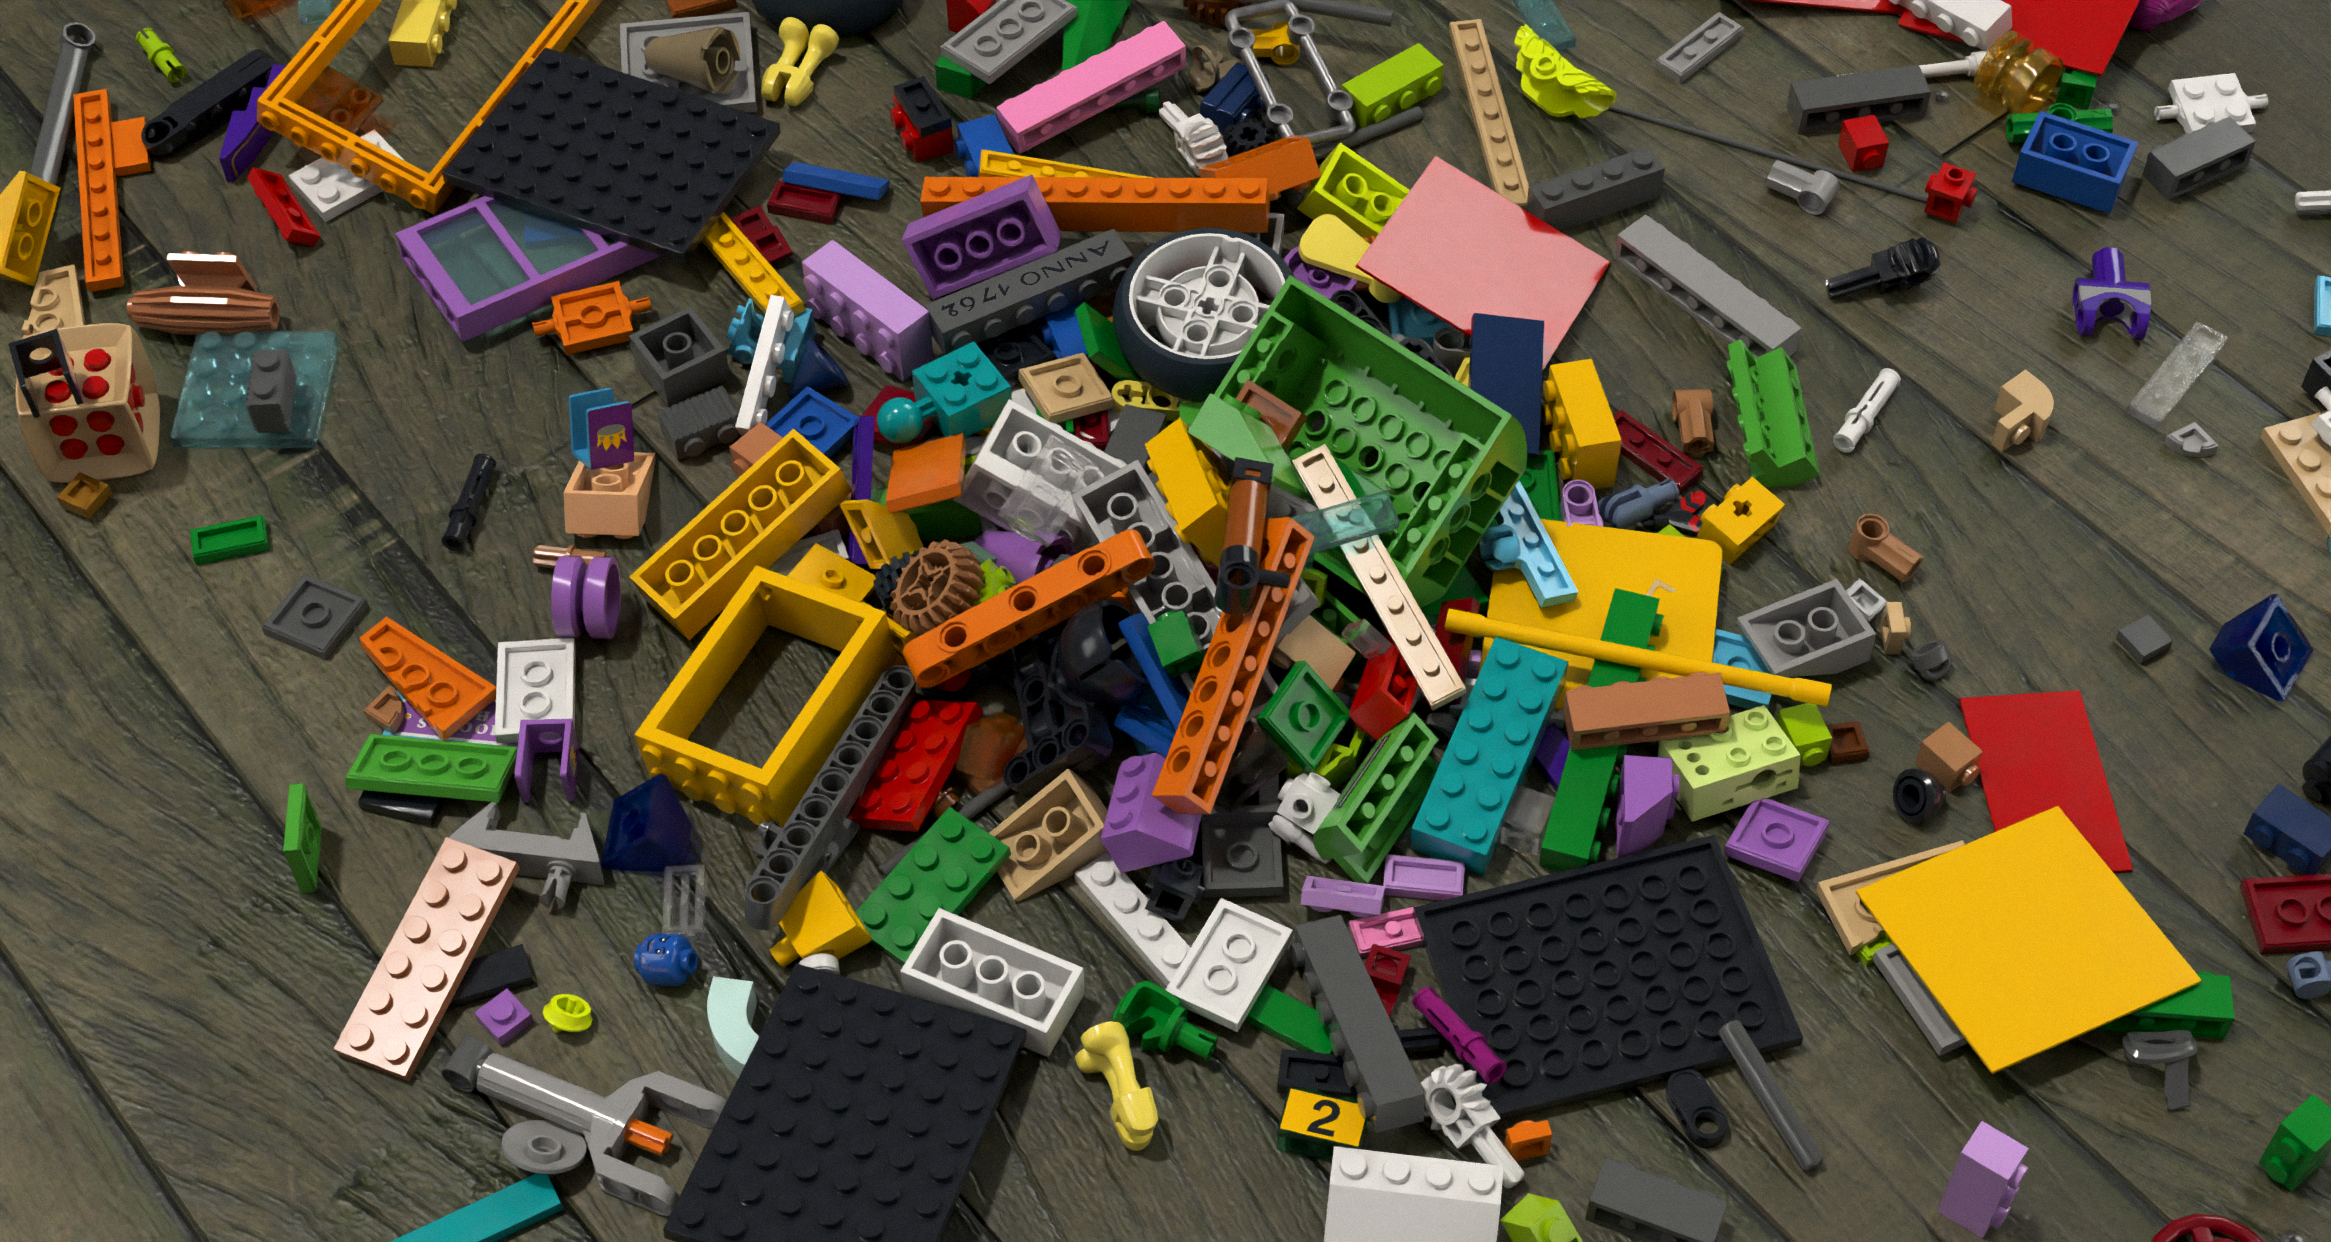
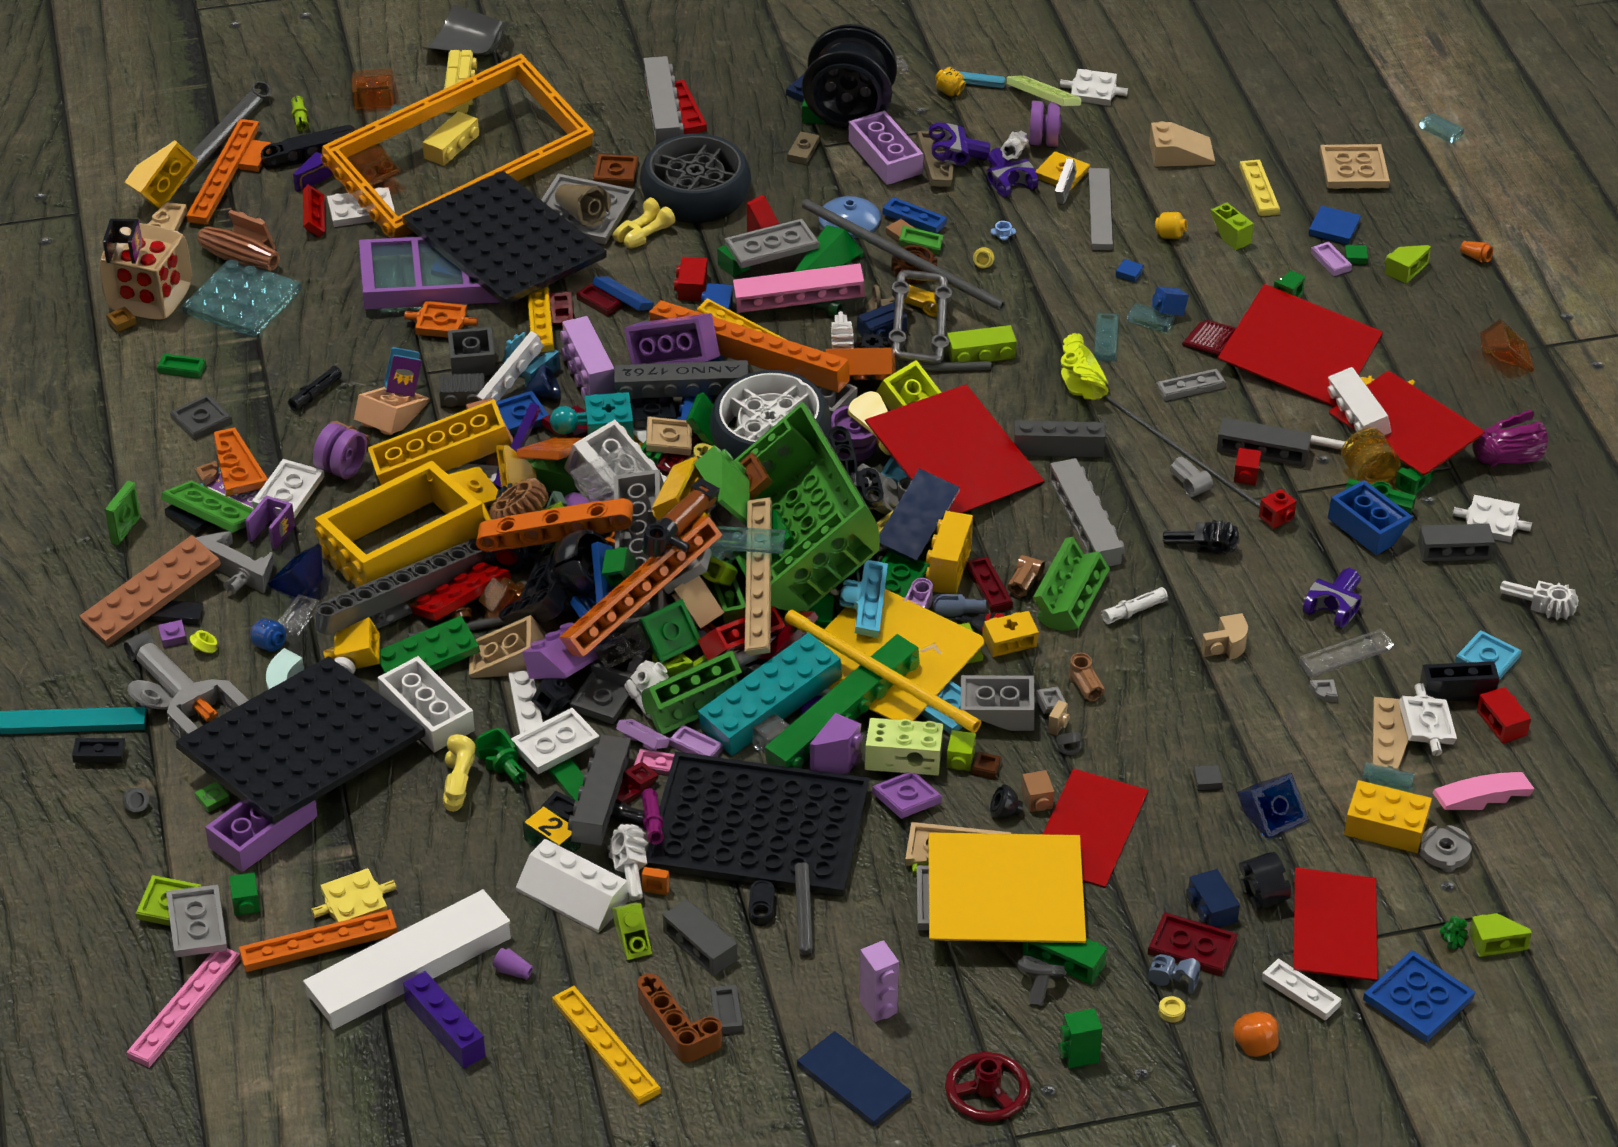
camera: 25 degrees right, 10 degrees down
(271, 391) = (243, 296): dark grey brick -> none
(922, 106) = (691, 266): black plate -> none
(1366, 639) = (736, 608): clear tile -> none
(1489, 111) = (1033, 376): tan tile -> none
(1645, 710) = (864, 697): nougat brick -> none

